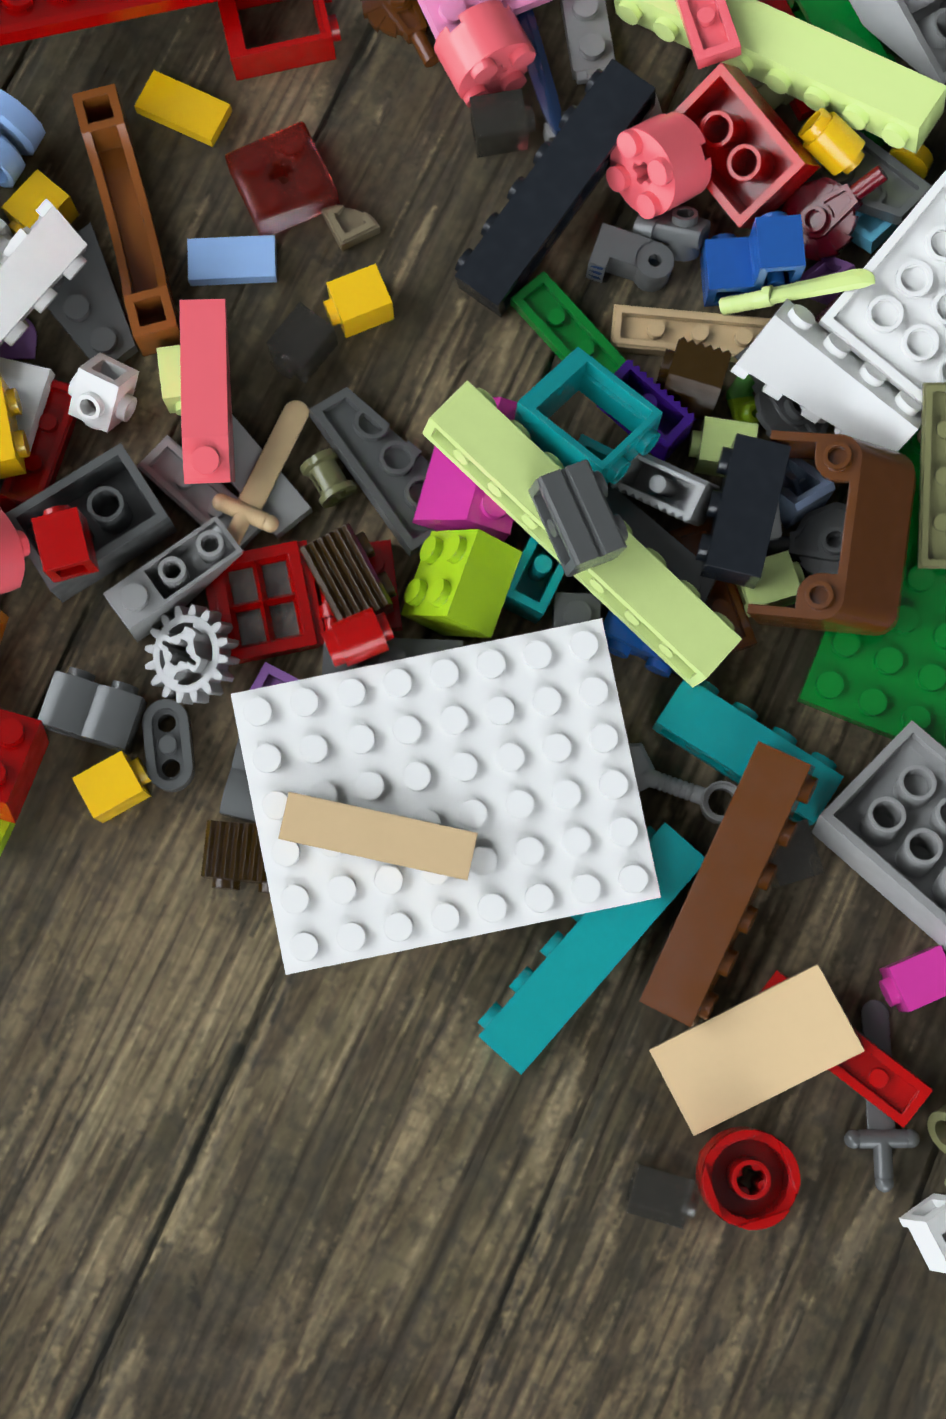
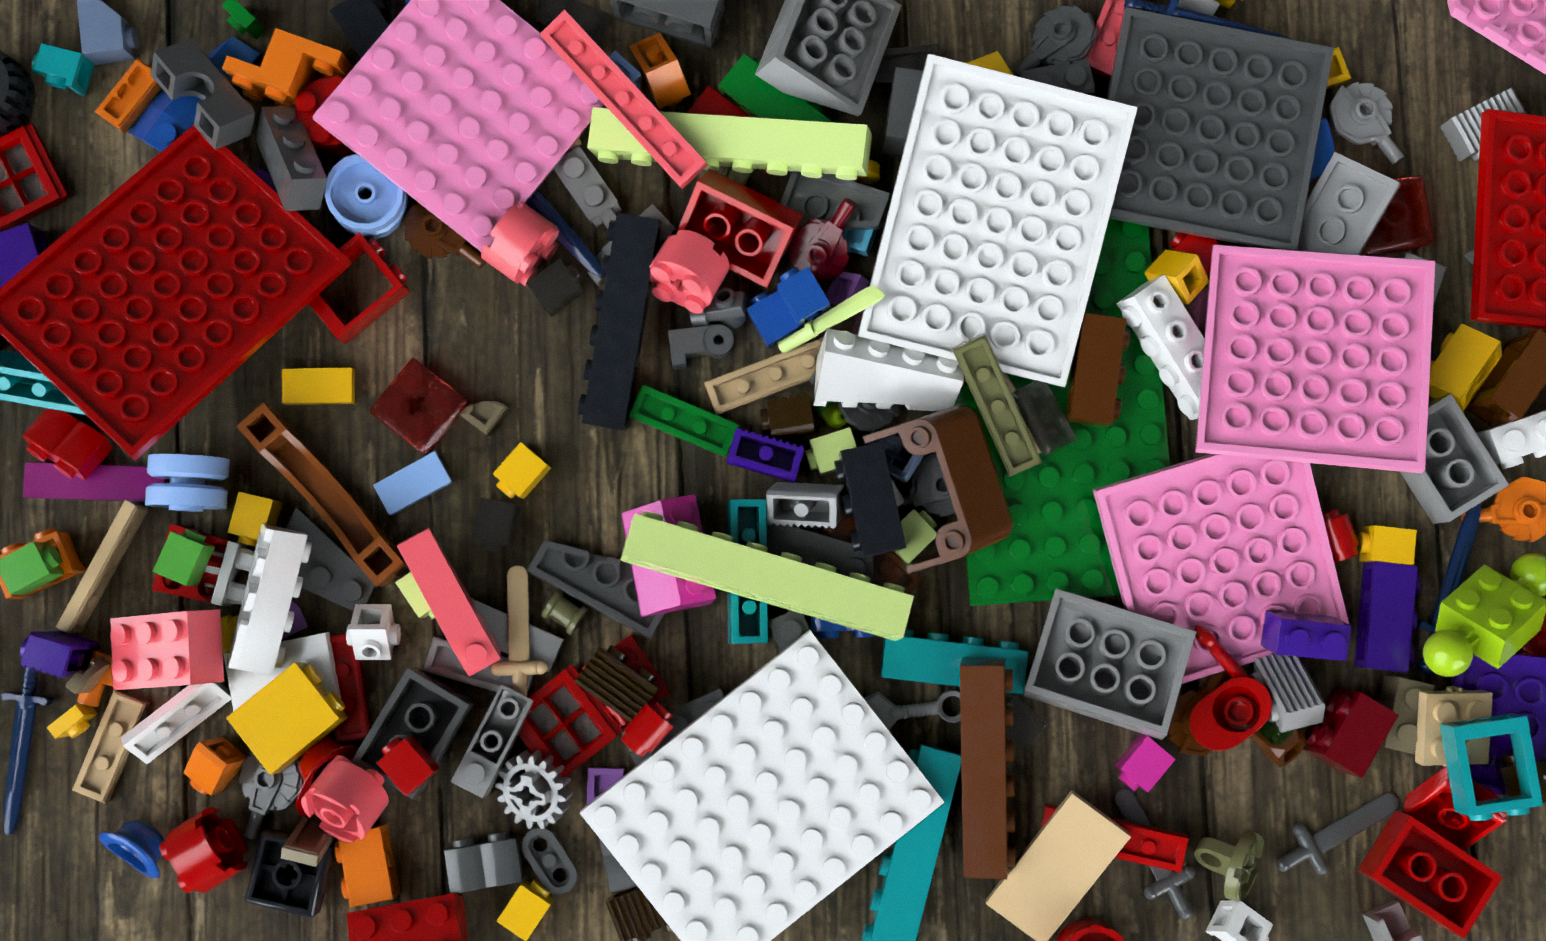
camera: 30 degrees left, 5 degrees up
(378, 835) = (732, 862): tan tile -> none
(461, 583) = (698, 648): lime brick -> none
(578, 517) = (762, 575): dark grey brick -> none
(605, 389) = (697, 479): teal window -> none
(832, 142) = (803, 194): yellow brick -> none

